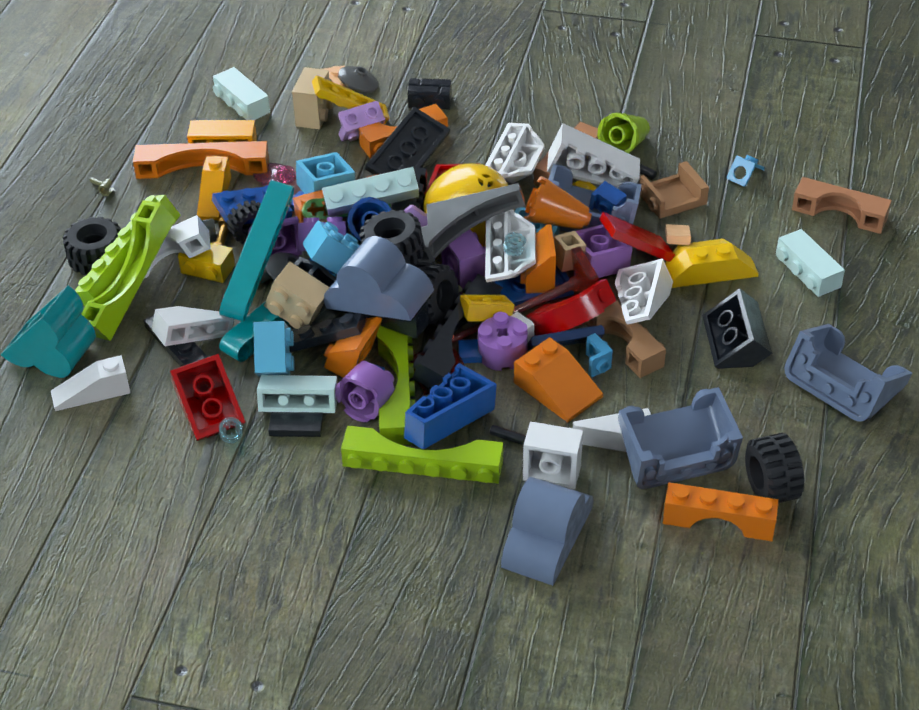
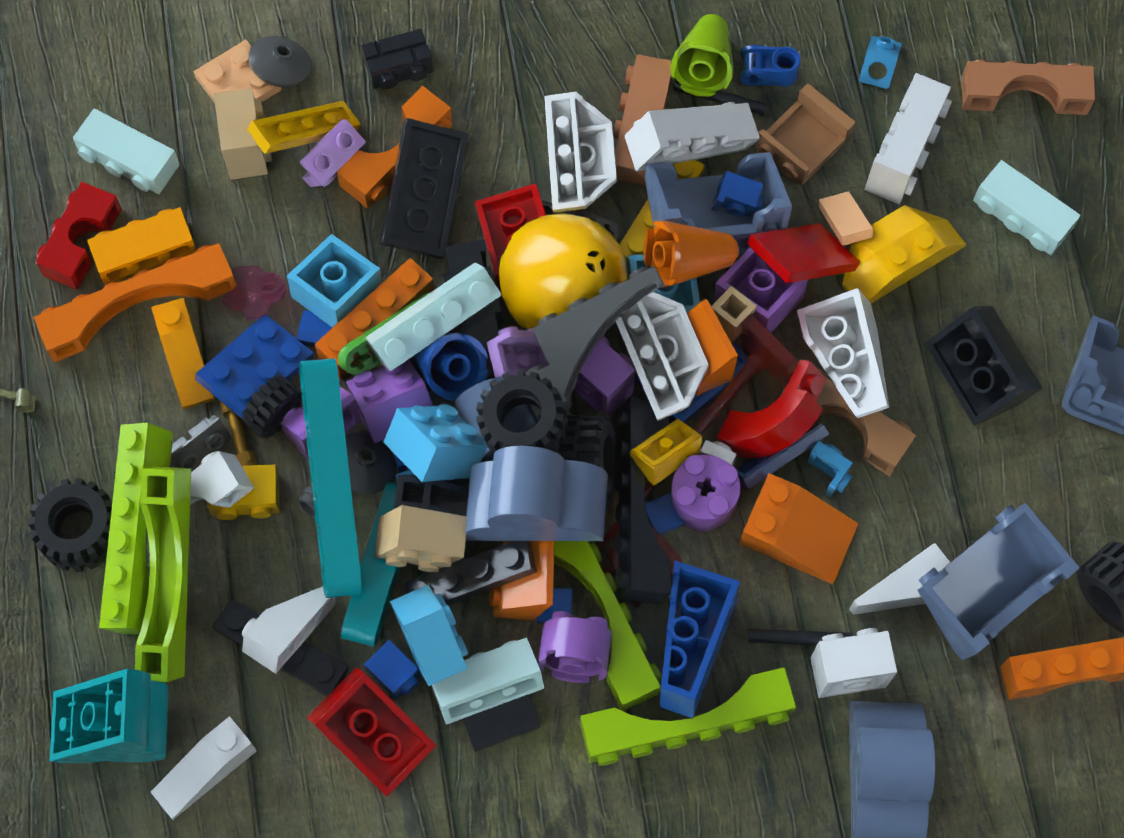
camera: 25 degrees left, 25 degrees up
(175, 126) = (86, 211): none -> red arch
(238, 428) = (434, 761): clear light blue bush -> none
(241, 372) = (393, 671): none -> blue brick
(516, 238) = (683, 346): clear light blue bush -> none
(669, 153) = (767, 66): none -> blue piece
(740, 207) = (907, 138): none -> white wedge

